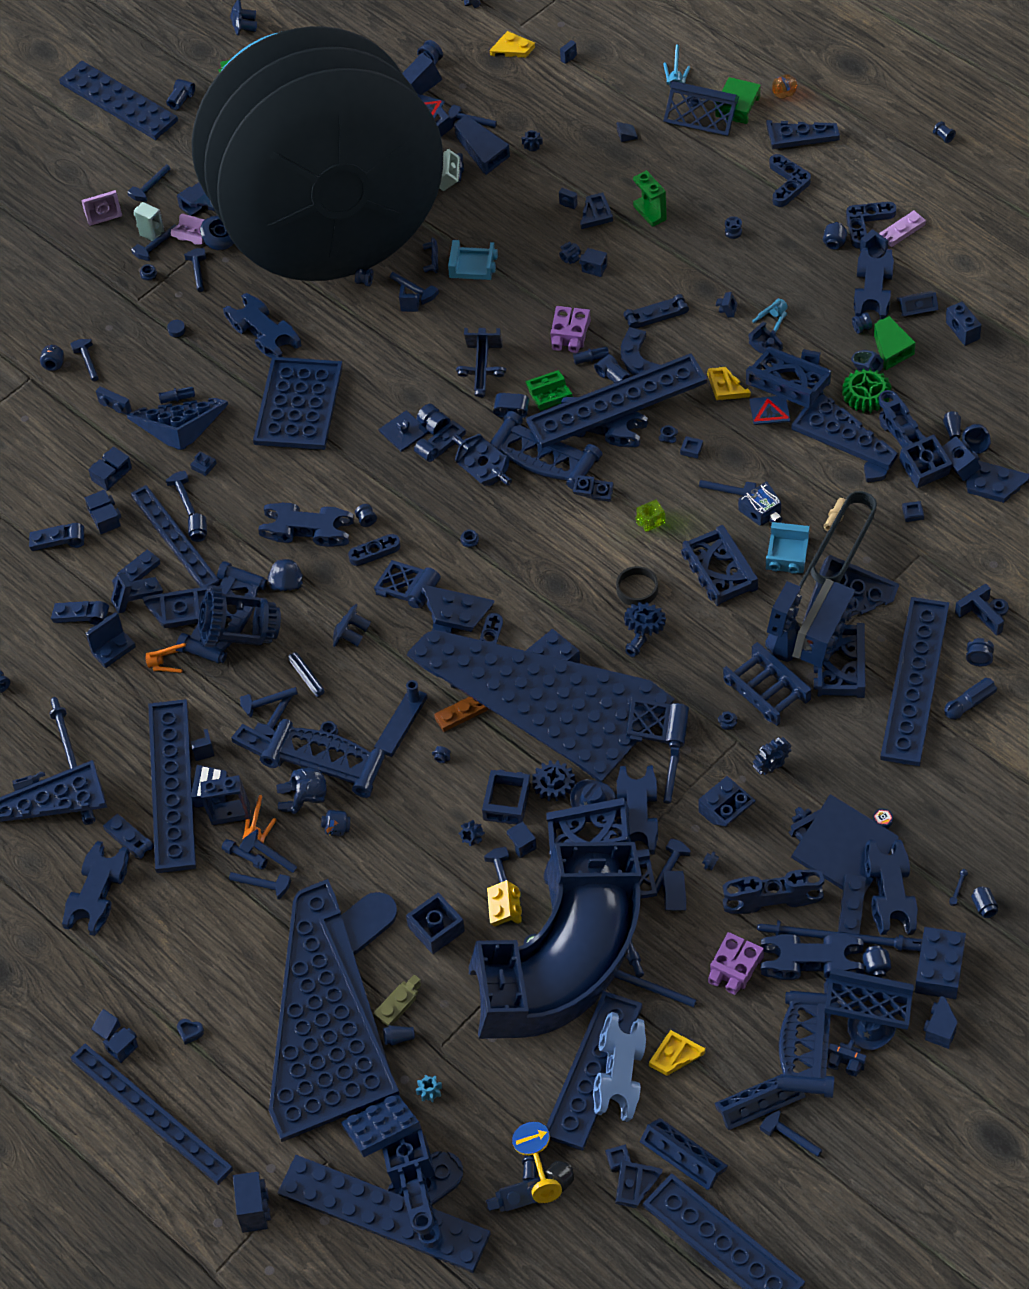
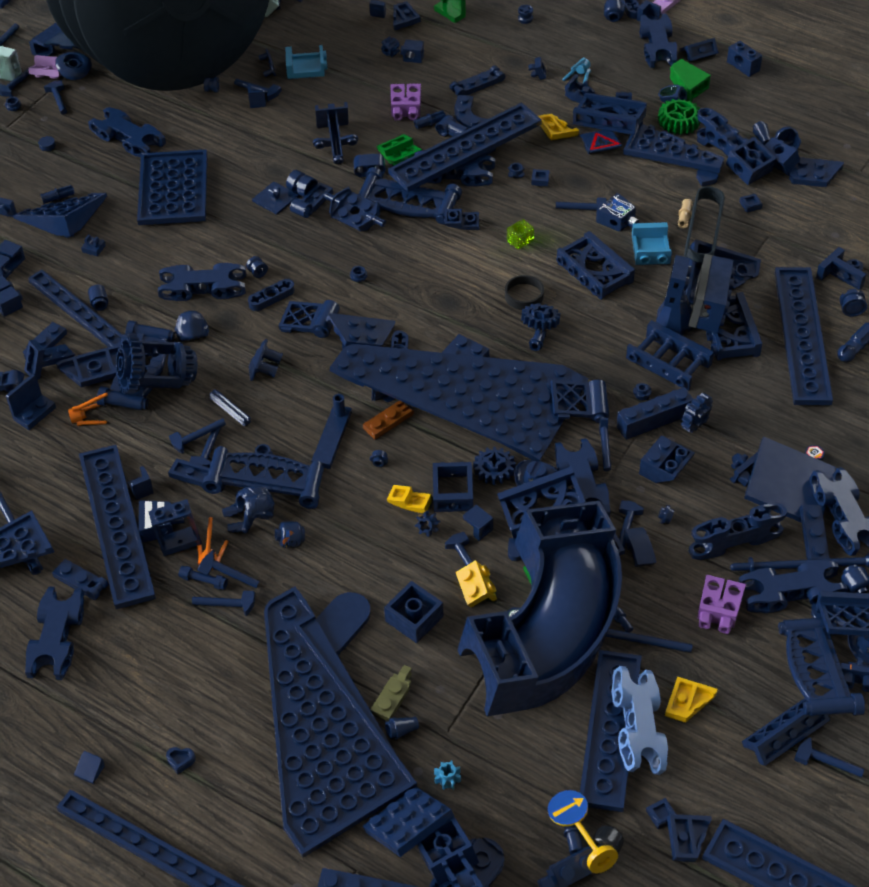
camera: 15 degrees left, 5 degrees down
(121, 1044) = (110, 784): dark blue brick -> none
(178, 480) = (71, 262): dark blue piece -> none
(460, 803) = (407, 499): none -> yellow slope
(682, 1153) = (726, 797): dark blue fence -> none
(729, 748) = (653, 413): none -> dark blue brick
(862, 323) = (658, 68): dark blue wheel -> none

